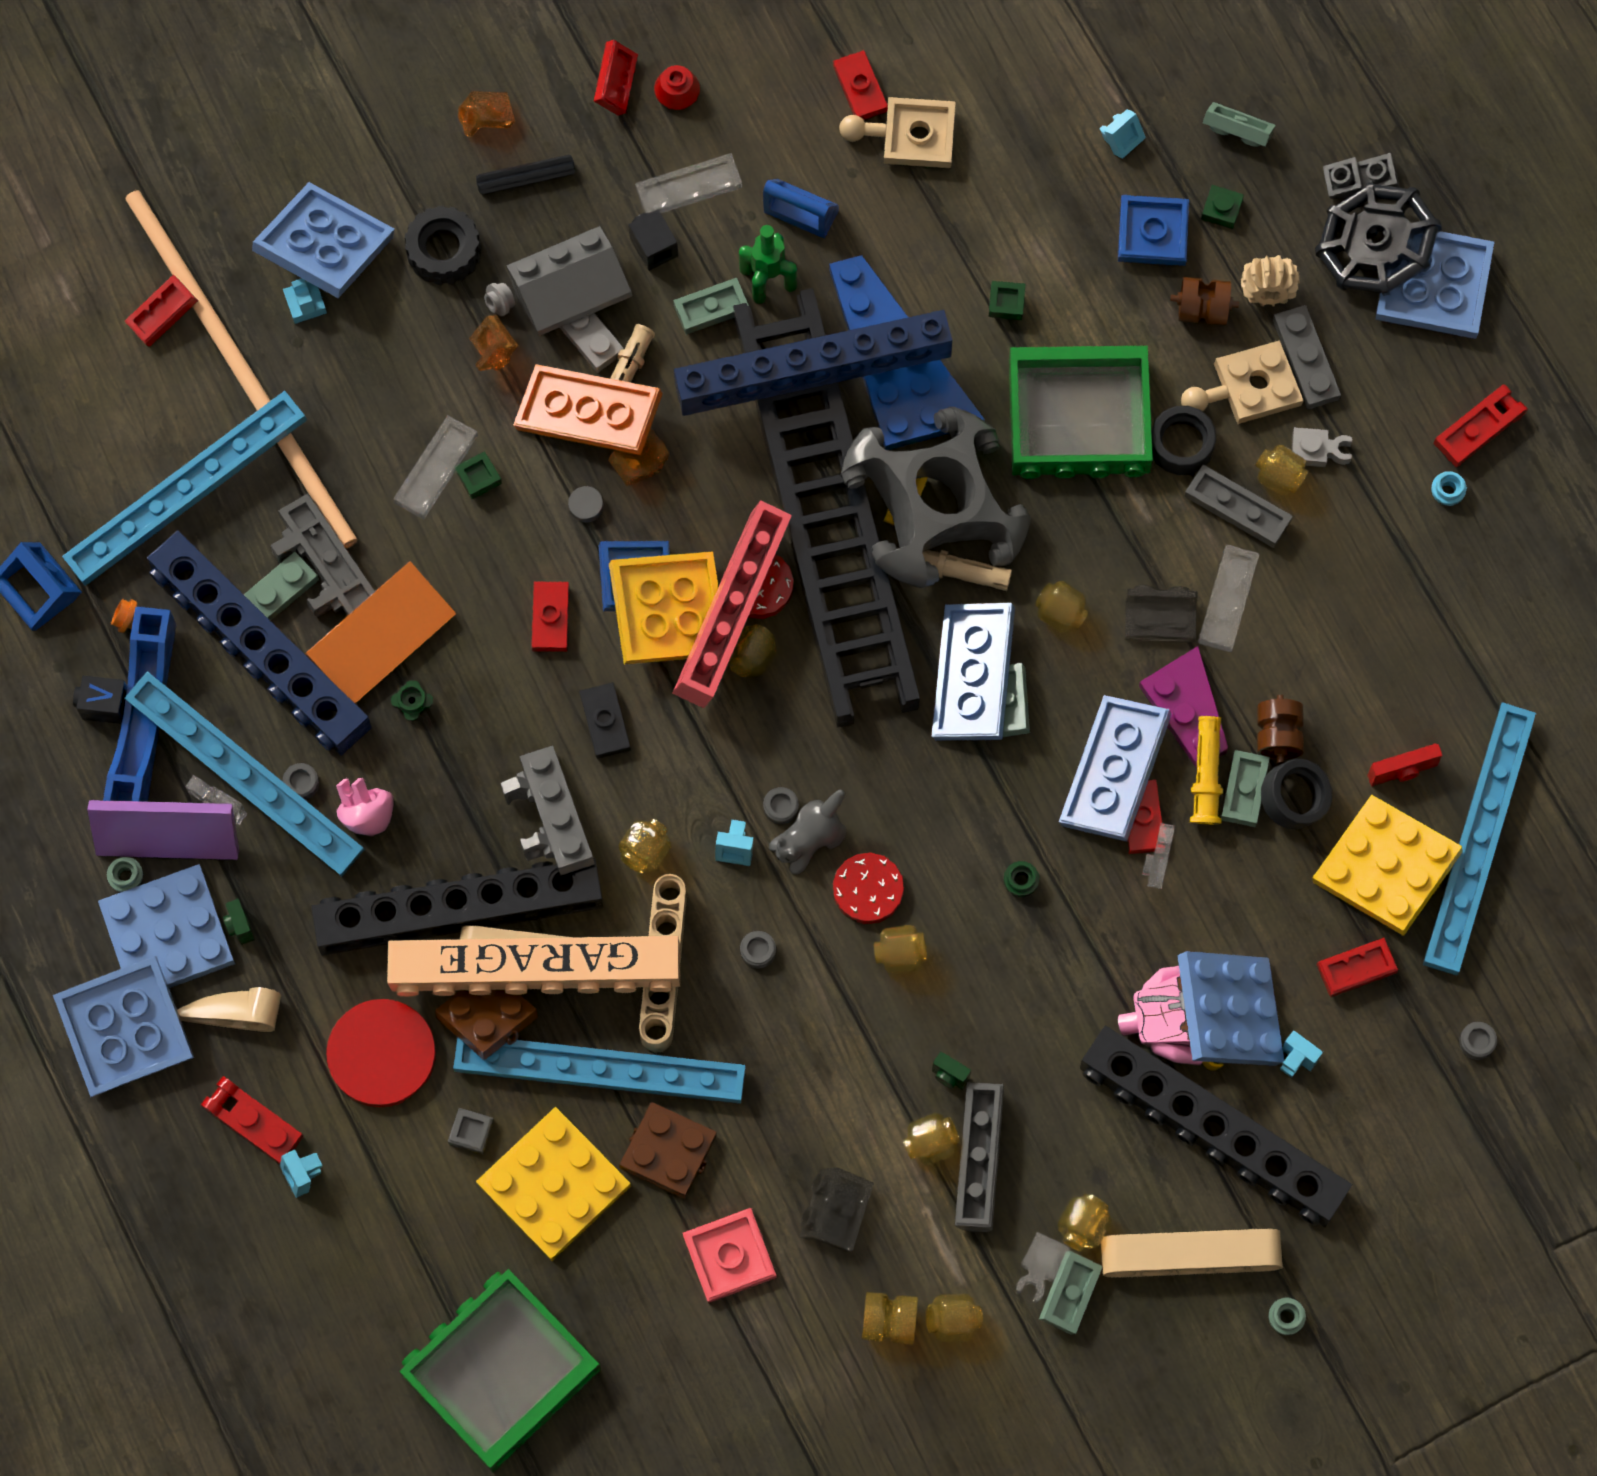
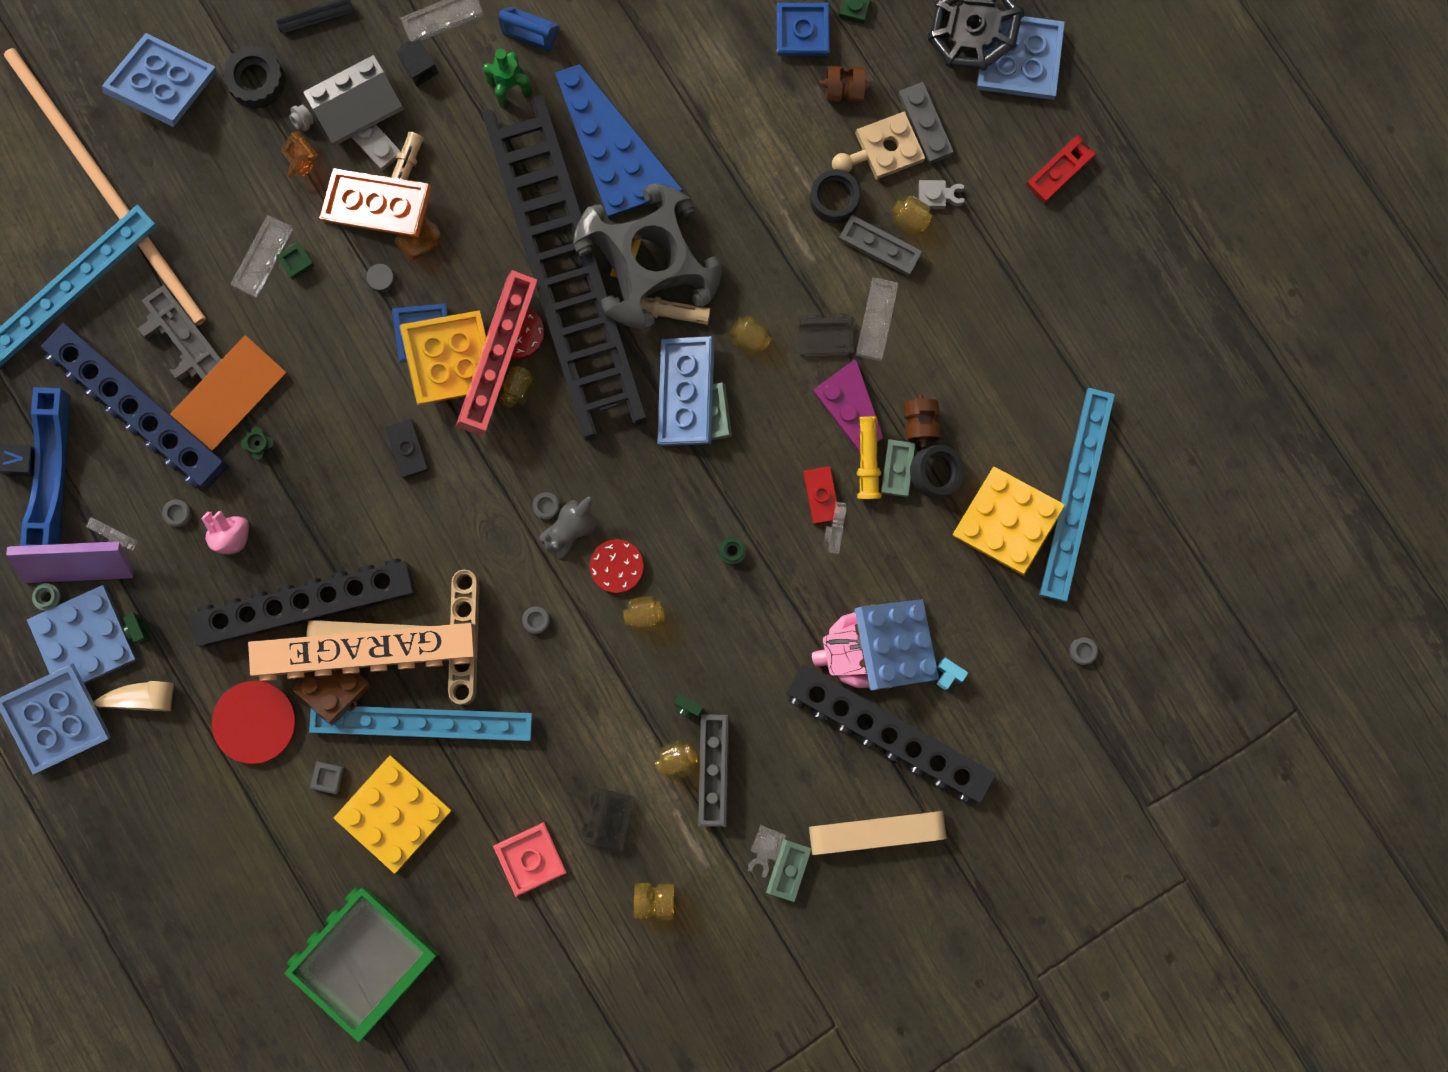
camera: 10 degrees left, 10 degrees up
(124, 615) = (27, 391): orange plate -> none
(161, 310) = (38, 144): red plate -> none
(244, 773) = (130, 512): dark azure plate -> none
(252, 1121) = (160, 783): red plate -> none
(282, 586) = (149, 360): sand green plate -> none
(300, 1171) = (198, 820): medium azure tile -> none
(304, 300) = (149, 129): medium azure tile -> none
(550, 616) = (359, 369): red plate -> none
(561, 830) = (378, 543): dark grey hinge -> none
(644, 845) = (443, 546): clear yellow head -> none
(668, 1150) = (478, 782): reddish brown plate -> none
(709, 305) = (464, 112): sand green plate -> none
(734, 846) = (512, 541): medium azure tile -> none
(813, 362) = (545, 155): dark blue brick -> none
(953, 1317) = (702, 896): clear yellow head -> none
(1007, 300) = (693, 93): dark green plate -> none
(1080, 411) = (755, 178): piece -> none
(1084, 1222) = (796, 816): clear yellow head -> none
(1115, 768) = (798, 459): tile -> none
(1270, 280) = (894, 64): tan gear -> none
(1294, 1308) = (960, 875): sand green plate -> none
(1357, 967) = (990, 602): red plate -> none
(1405, 766) = (1018, 442): red plate -> none
(1448, 479) = (1042, 213): medium azure plate -> none

